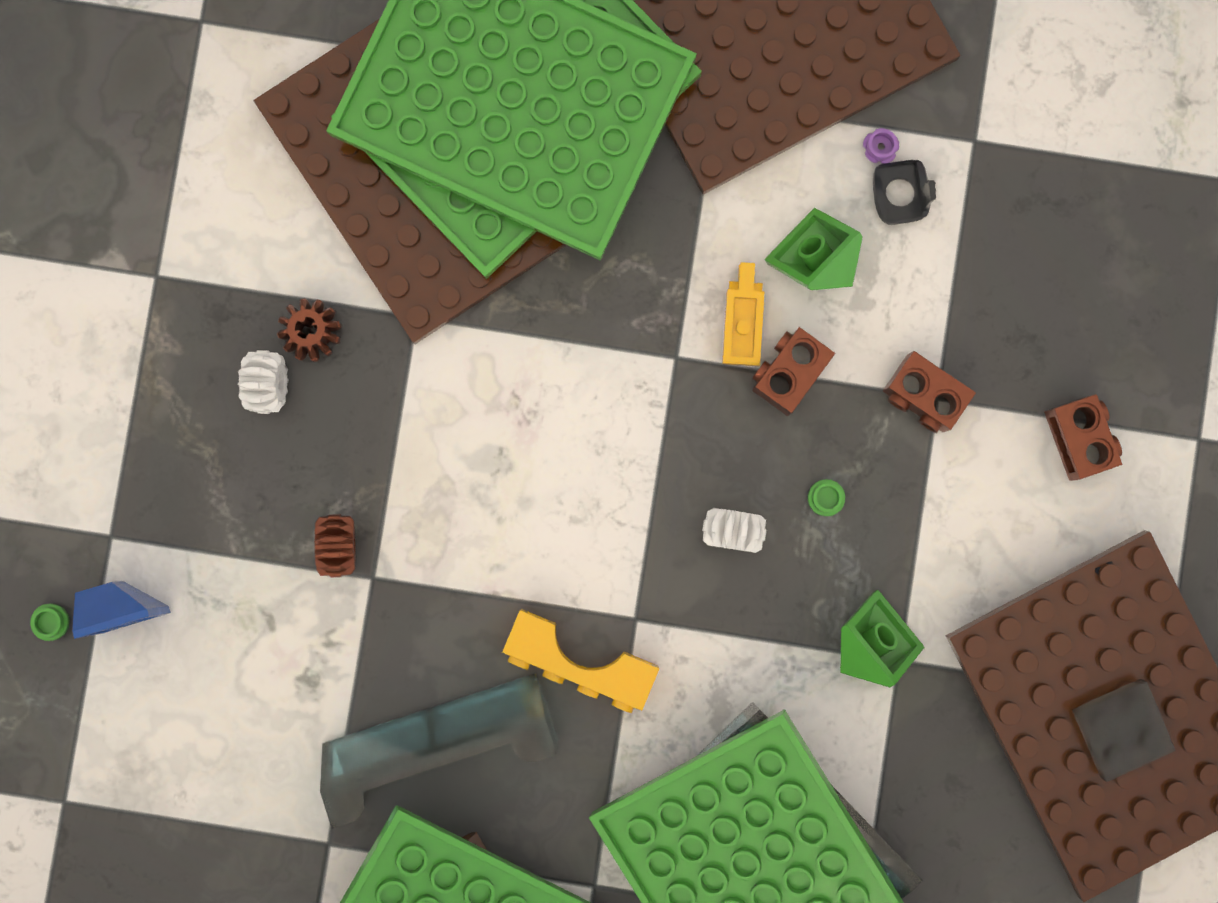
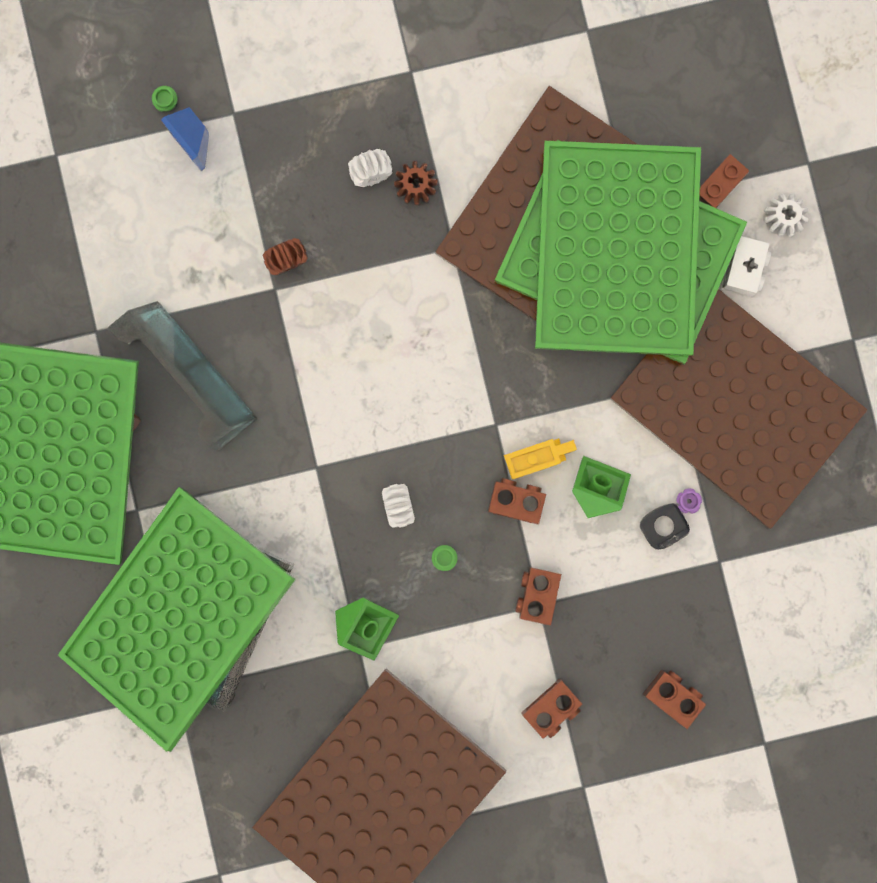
camera: 70 degrees right, 0 degrees up
(624, 680) = (274, 409): yellow arch -> none
(1123, 730) = (371, 806): clear smoke plate -> none
(1135, 275) = (671, 702): none -> copper brick

